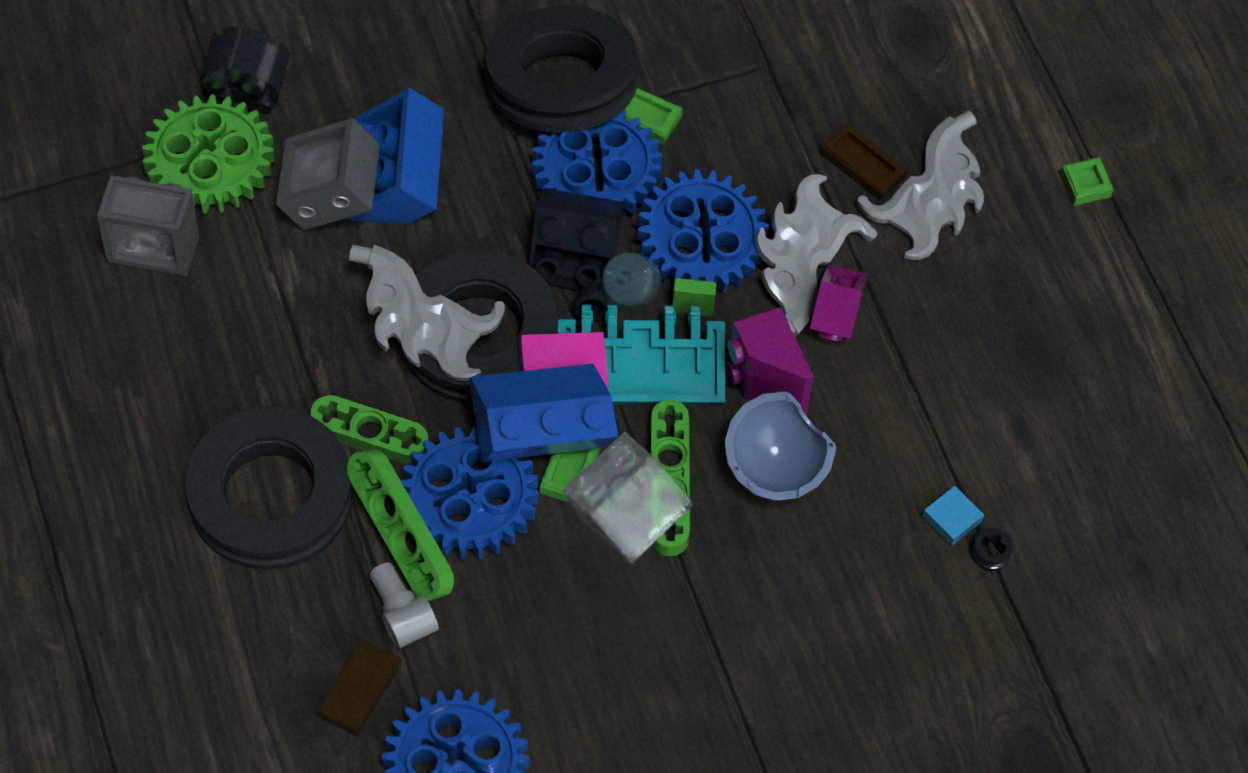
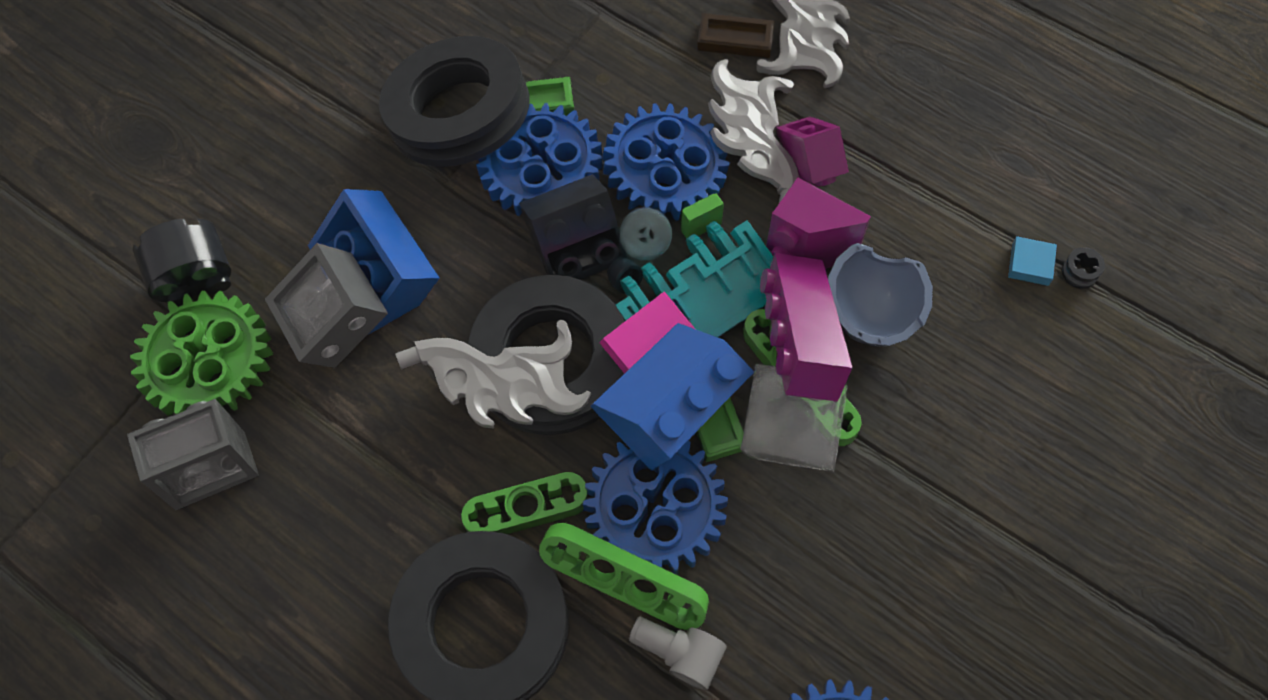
camera: 30 degrees left, 5 degrees up
(686, 426) = (805, 328): none -> magenta brick

